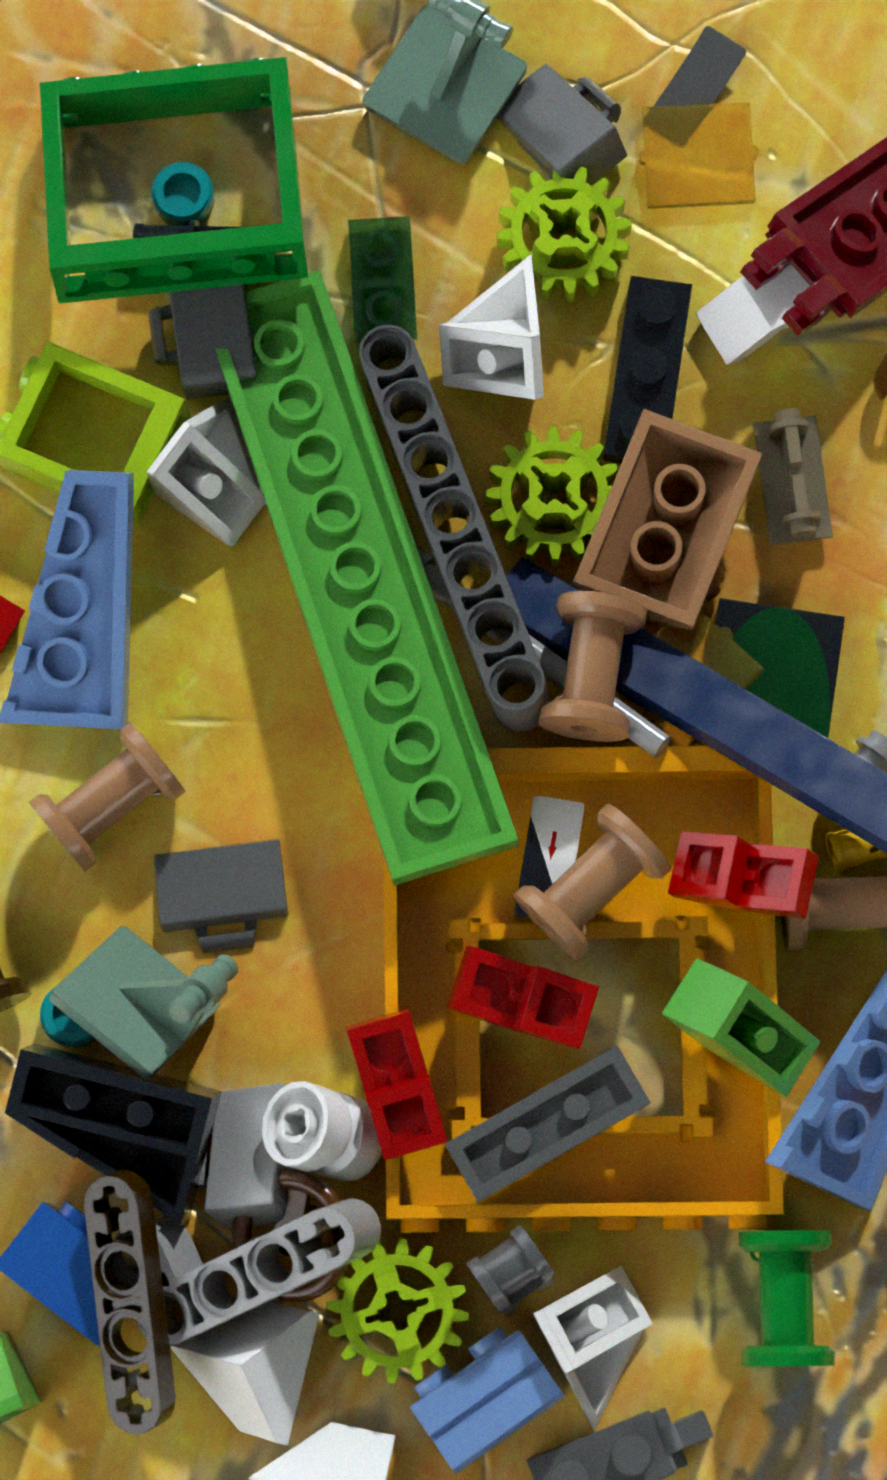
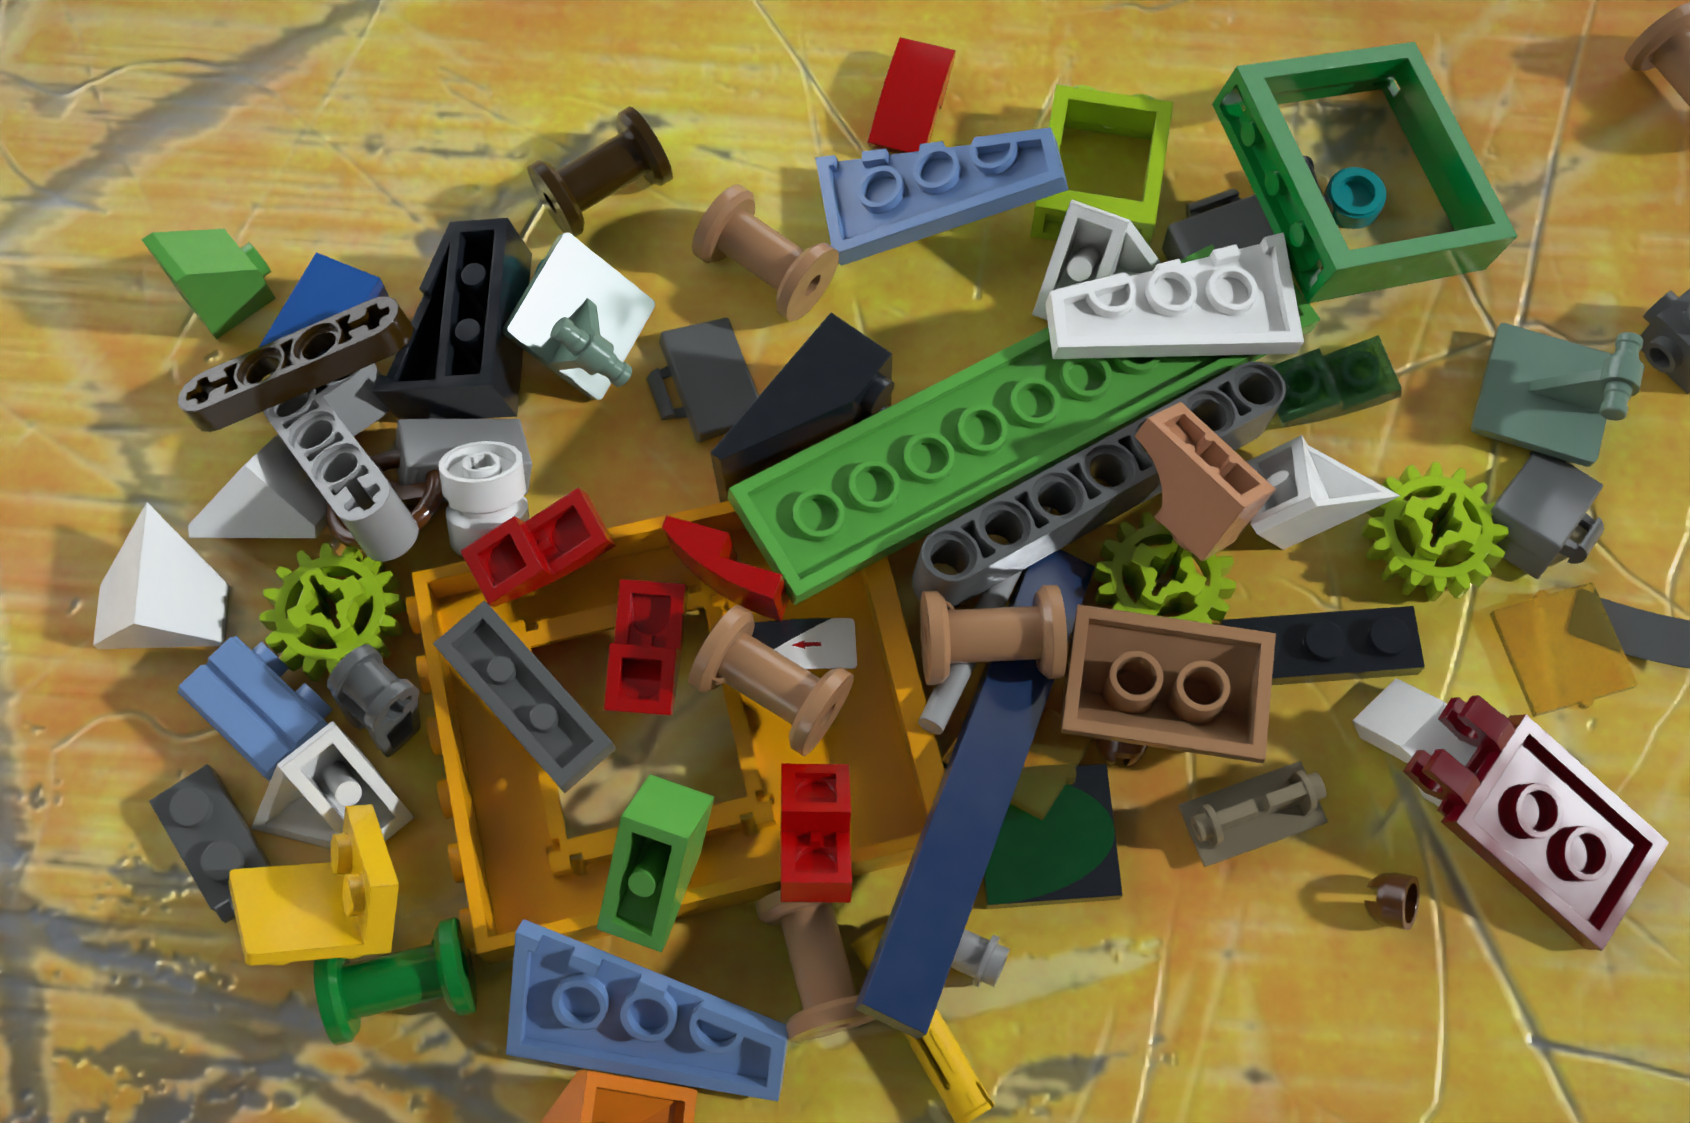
camera: 75 degrees right, 10 degrees down
(293, 386) = (1200, 307): none -> white wing
(297, 766) = (819, 392): none -> black slope
(453, 916) = (714, 561): none -> red slope
(489, 429) = (1204, 482): none -> nougat arch
(705, 1350) = (320, 907): none -> yellow bracket

